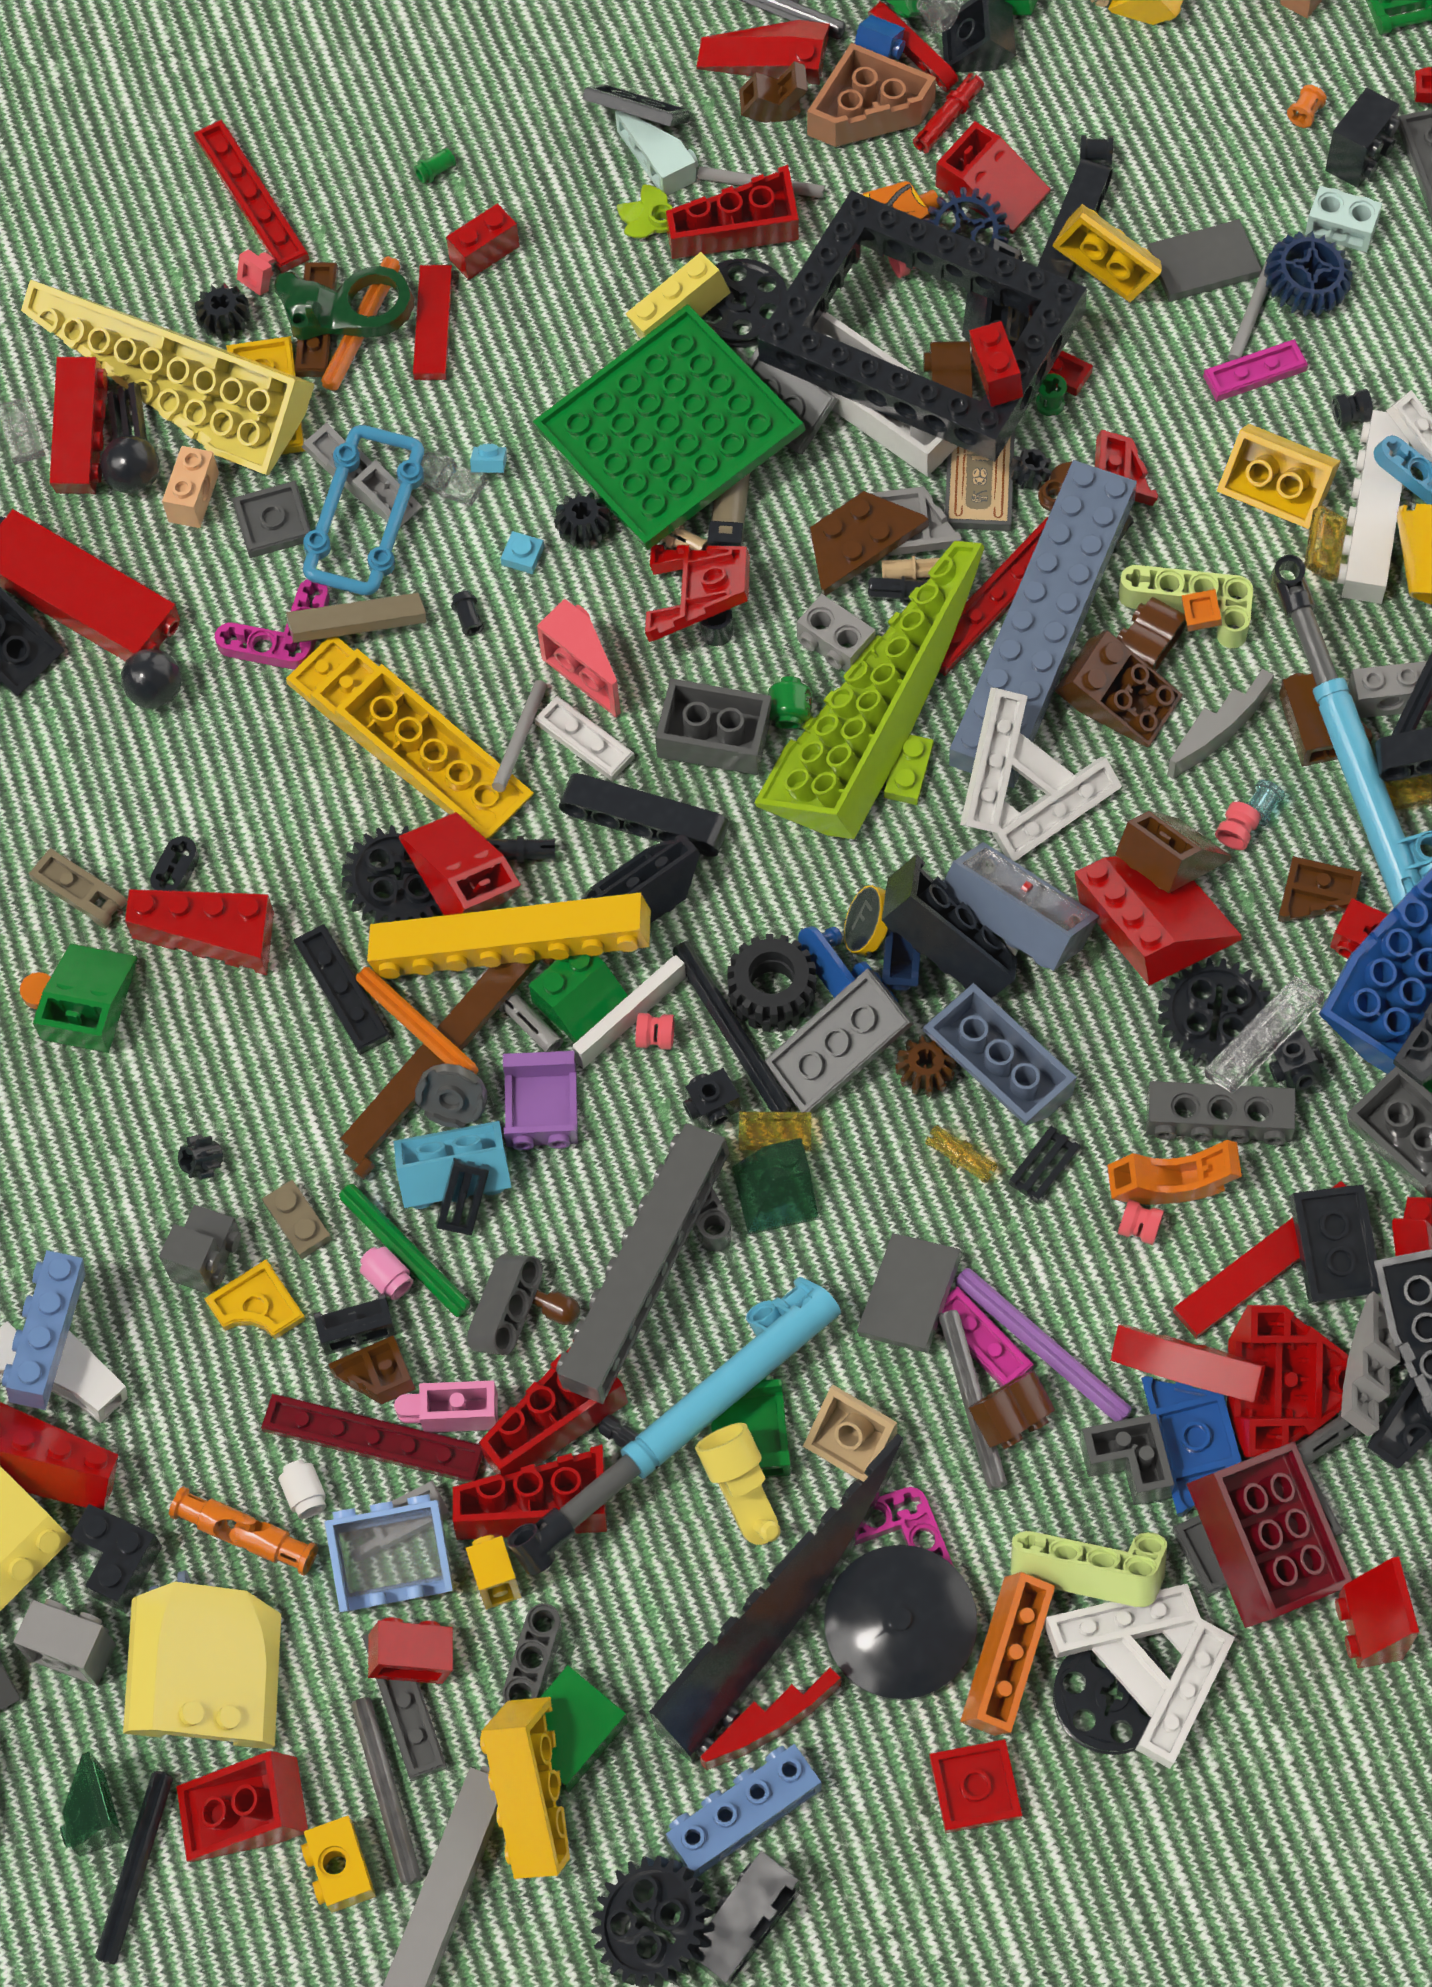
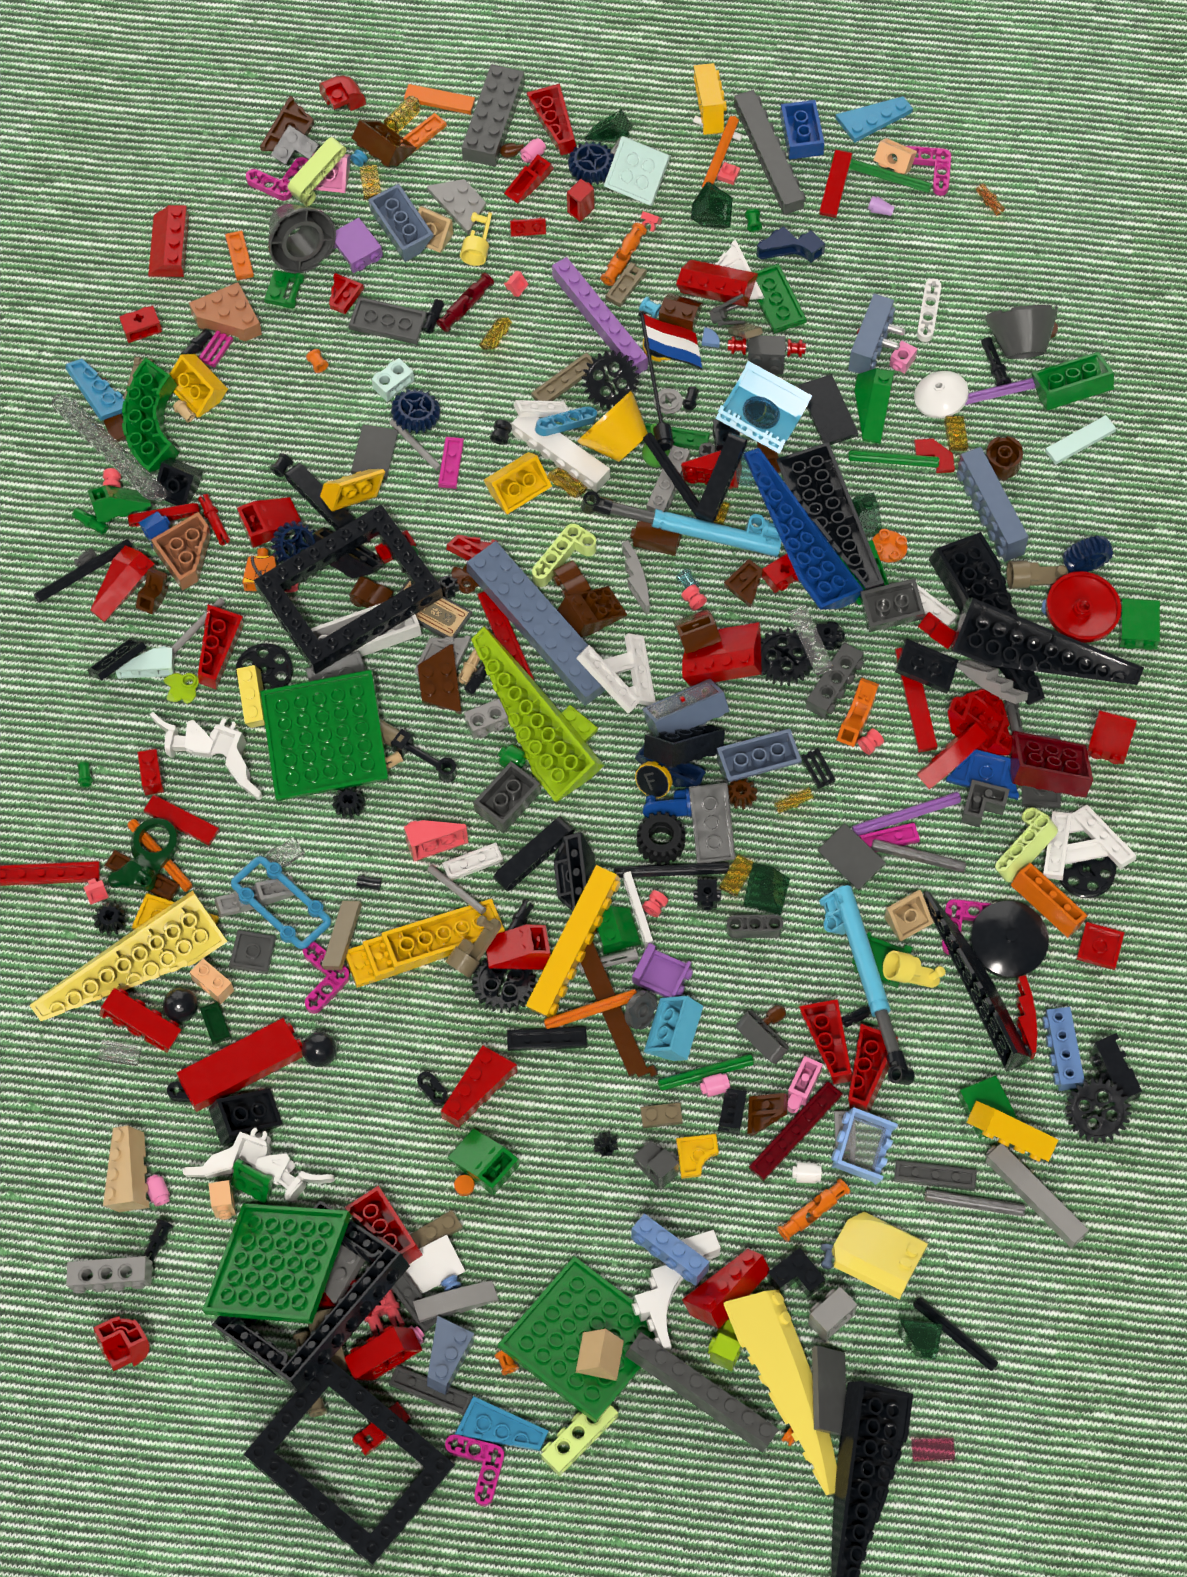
camera: 65 degrees left, 0 degrees up
(77, 887) = (417, 1140): dark tan plate -> none
(120, 415) = (130, 991): black tile -> none
(132, 528) = (215, 1023): none -> dark green tile
(242, 1807) = (952, 1271): red slope -> none
(354, 1882) = (1012, 1233): yellow brick -> none
(401, 802) = (467, 955): none -> dark tan piece
(410, 1651) = (917, 1157): piece -> none
(468, 1168) = (695, 1031): black tile -> none
(488, 459) = (284, 830): medium azure plate -> none
(493, 1571) = (897, 1102): yellow brick -> none
(522, 552) = (348, 841): medium azure plate -> none
(534, 1642) = (942, 1098): dark grey beam -> none
(570, 288) = (221, 741): none -> white piece
(642, 1263) = (783, 960): dark grey brick -> none
(710, 585) = (429, 757): red wing -> none
(996, 363) = (405, 563): red piece -> none
(1011, 1410) = (935, 840): reddish brown brick -> none
(1201, 610) = (576, 551): orange tile -> none
(1363, 138) = (356, 345): black brick -> none

